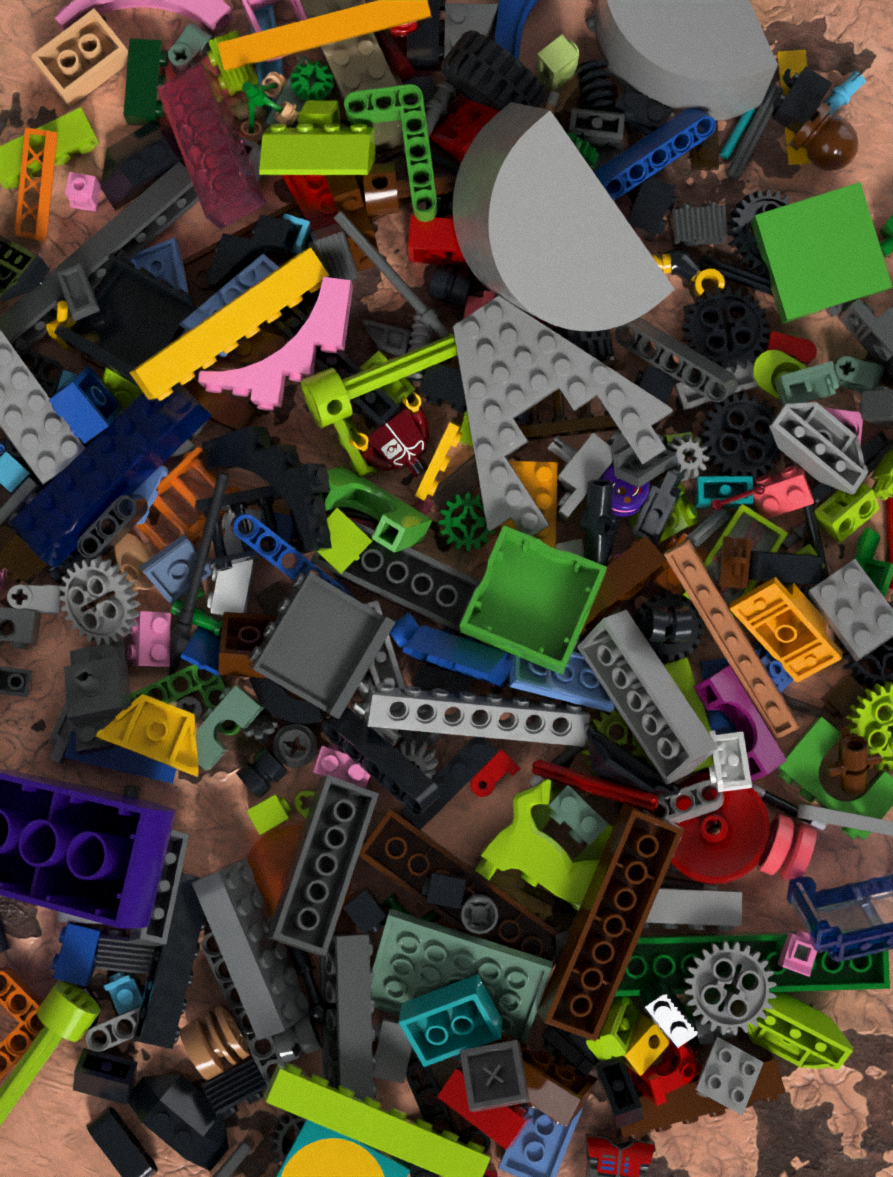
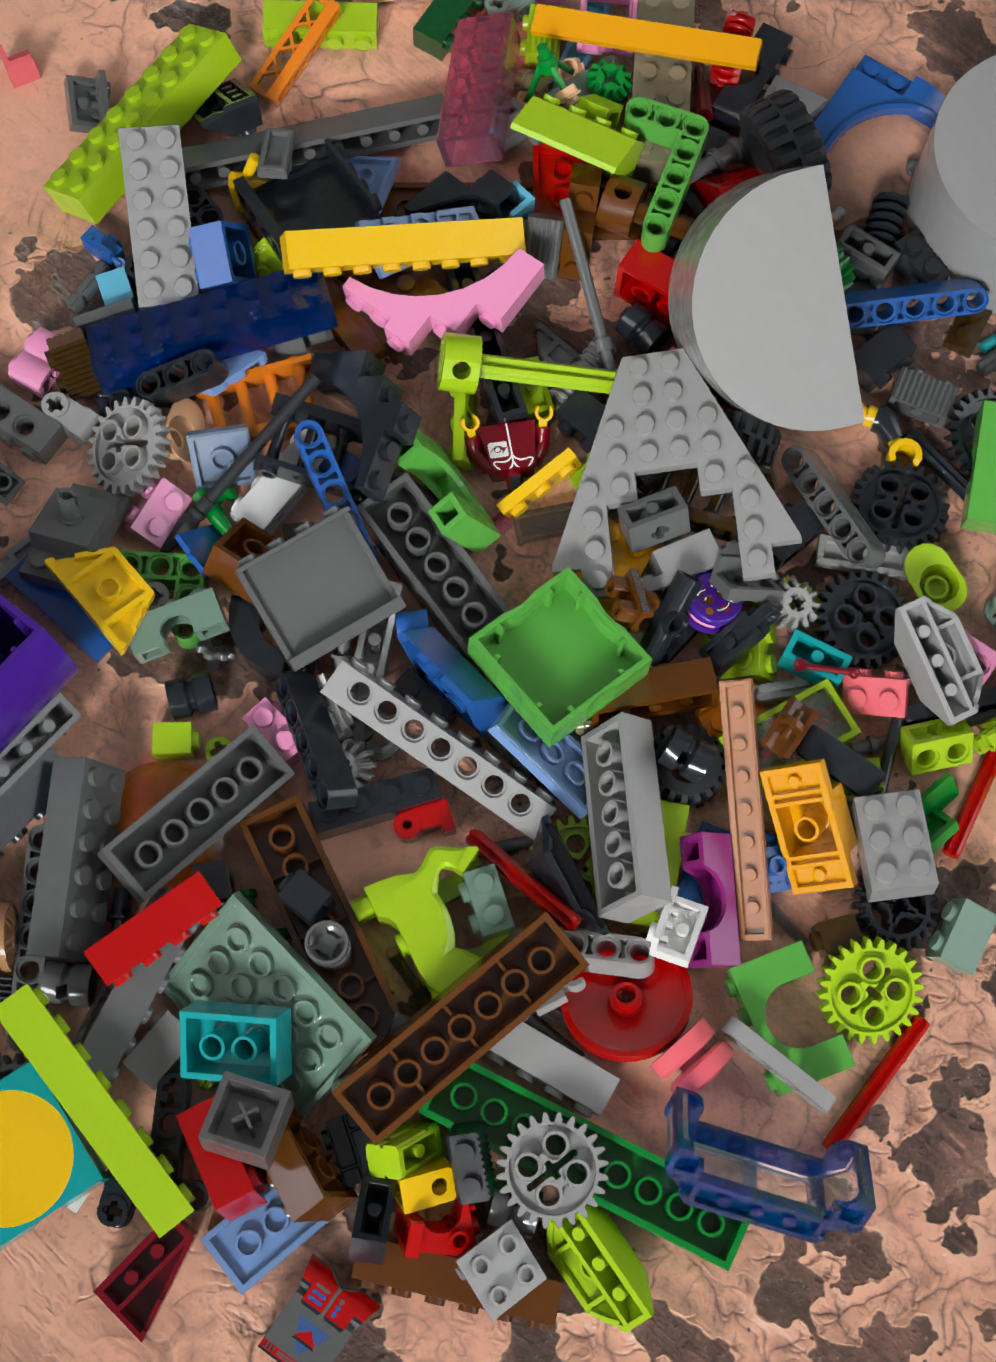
camera: 25 degrees right, 10 degrees down
(83, 191) = (336, 78): bright pink window -> none
(138, 162) = (402, 77): black wedge -> none
(283, 751) = (240, 675): dark grey gear -> none
(345, 975) = (152, 929): none -> red brick
(346, 541) = (401, 505): lime piece -> none
(455, 522) = (525, 554): green gear -> none
(547, 449) = (654, 519): none -> dark grey brick
(557, 63) = (857, 179): yellowish green brick -> none
(569, 525) = (633, 600): none -> reddish brown hips
(784, 806) = (716, 1020): black bar -> none
(795, 347) = (964, 559): red leg -> none
(798, 953) = (646, 1173): bright pink window -> none
(807, 384) = (959, 593): sand green hinge -> none
(853, 762) = (811, 1004): reddish brown pin -> none

